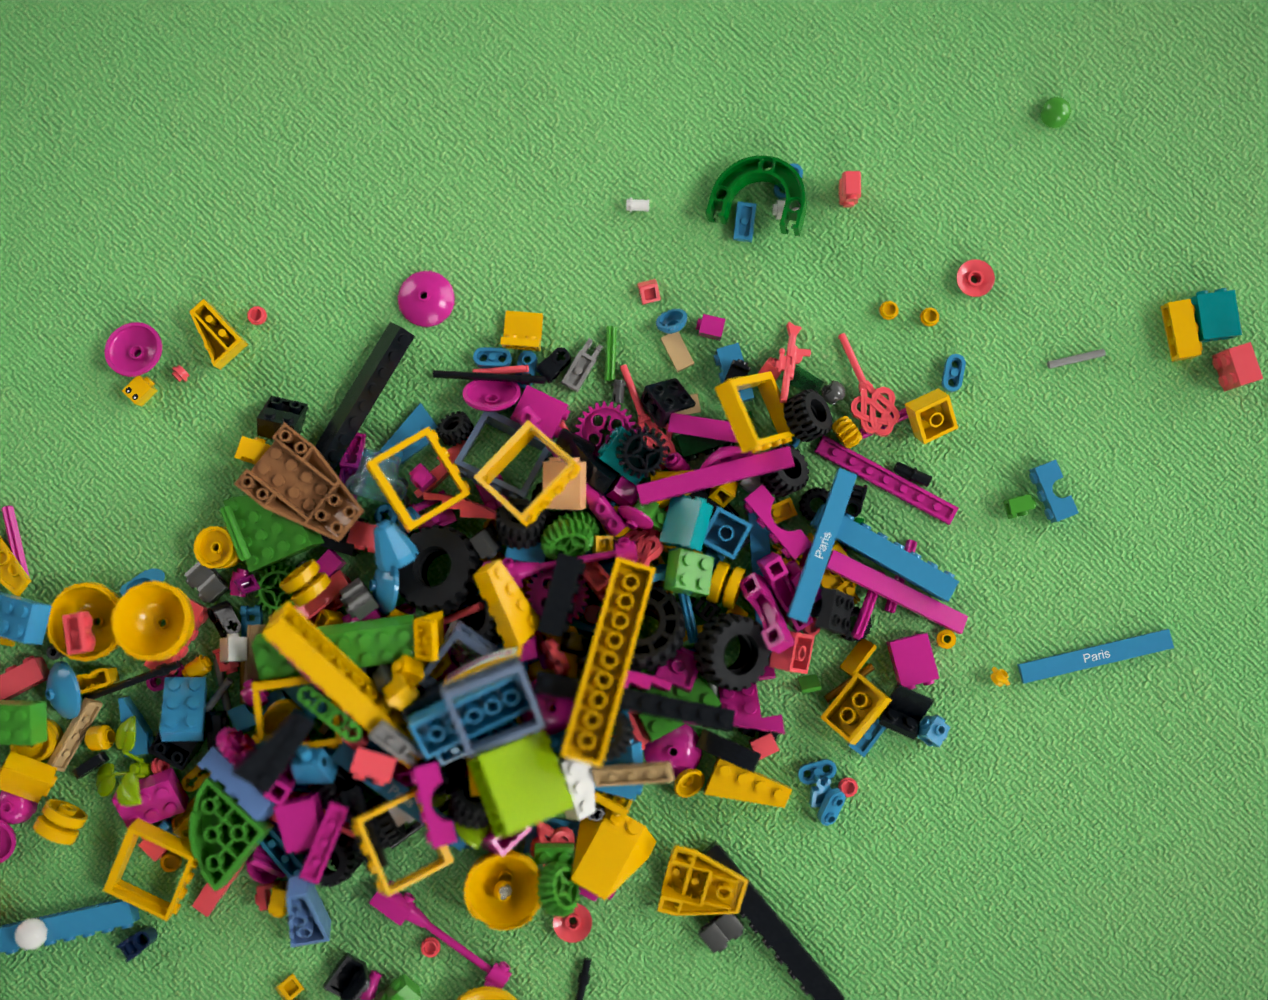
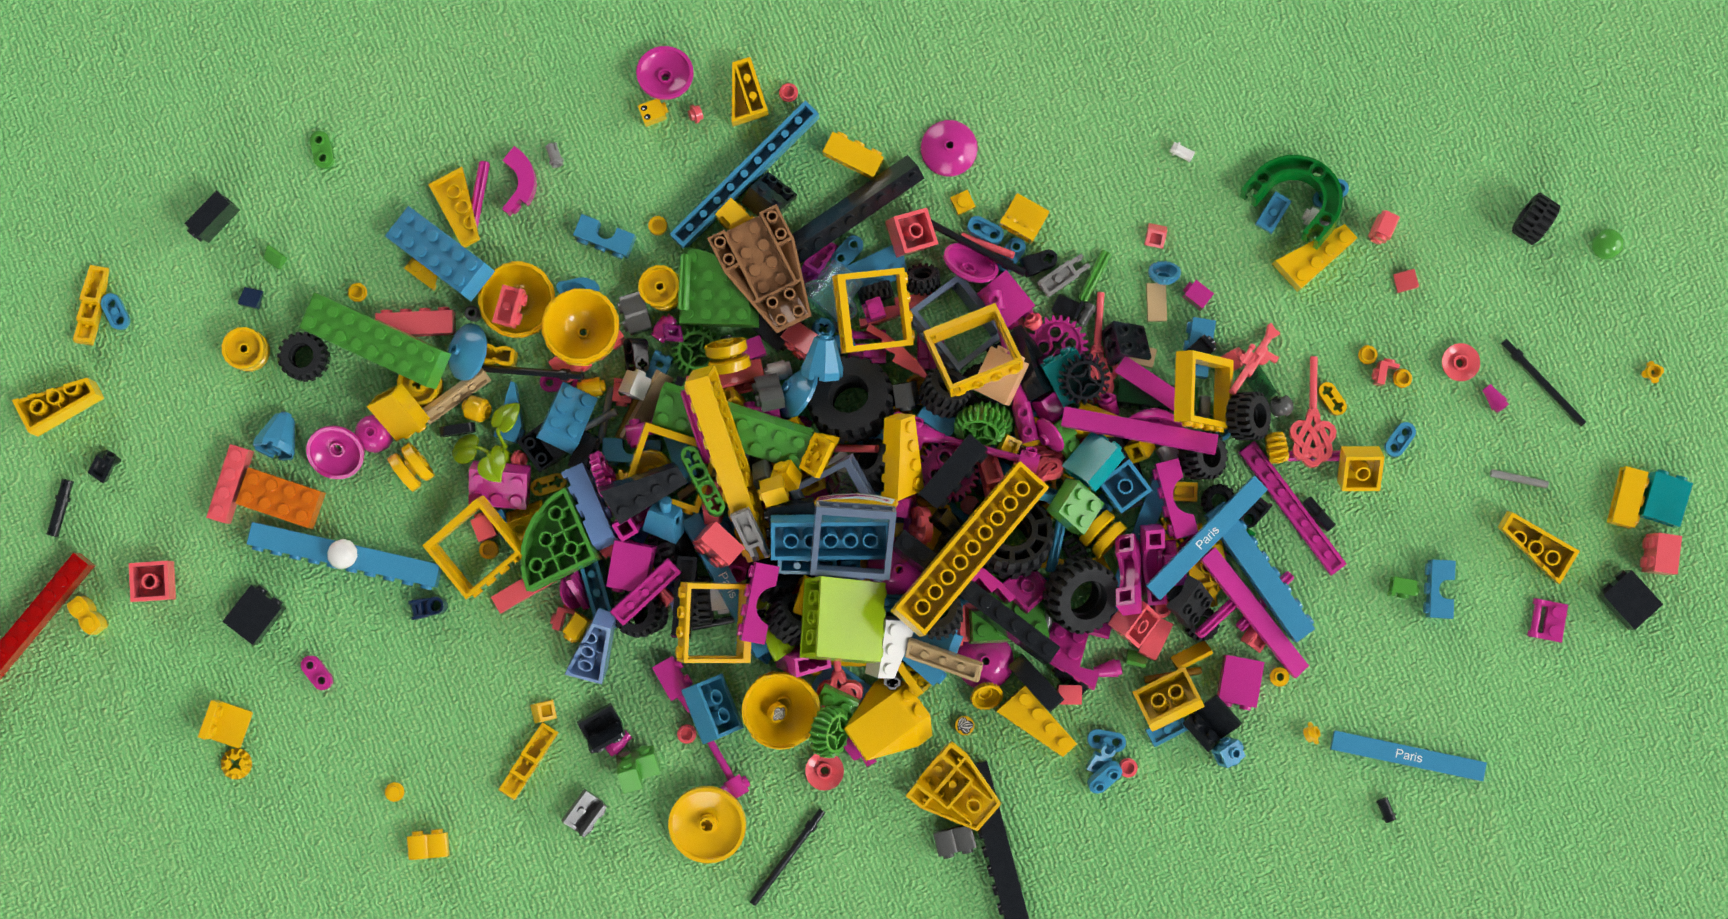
camera: 20 degrees right, 0 degrees up
(52, 506) = (526, 181): none -> dark pink arch
(71, 475) = (554, 155): none -> light grey pin
(130, 525) = (619, 244): none -> dark azure arch
(192, 491) = (657, 225): none -> yellow tile
(249, 406) = (745, 174): none -> dark azure brick
(340, 344) = (853, 155): none -> yellow brick
(363, 570) = (782, 369): none -> white brick
(377, 435) = (847, 251): none -> dark azure plate
(419, 455) = (875, 290): none -> black tyre
(425, 390) = (911, 232): none -> coral brick
(441, 916) = (712, 709): none -> dark azure brick
(461, 341) = (962, 202): none -> yellow plate
(573, 420) = (1033, 321): none -> coral plate
(599, 393) = (1067, 307): none -> black bracket
(681, 818) = (964, 725): none -> tile
(764, 426) = (1204, 406): none -> light grey pin
(789, 704) = (1109, 669): none -> dark pink cone
(795, 251) = (1306, 262): none -> yellow wedge
(819, 658) = (1155, 641): none -> coral slope
(877, 360) = (1336, 396): none -> yellow beam
(892, 228) = (1406, 281): none -> coral slope
(906, 616) = (1253, 640): none -> coral slope
(908, 322) = (1380, 372): none -> coral bracket
(982, 117) = (1536, 218): none -> black tyre
(1021, 296) = (1495, 398): none -> dark pink cone
(1022, 248) = (1517, 355): none -> black bar
(1096, 712) = (1386, 810): none -> black pin
(1127, 411) = (1544, 549): none -> yellow wedge
(1153, 203) = (1658, 371): none -> yellow plate
(1167, 471) = (1553, 621): none -> dark pink plate
(1227, 421) = (1629, 599): none -> black brick

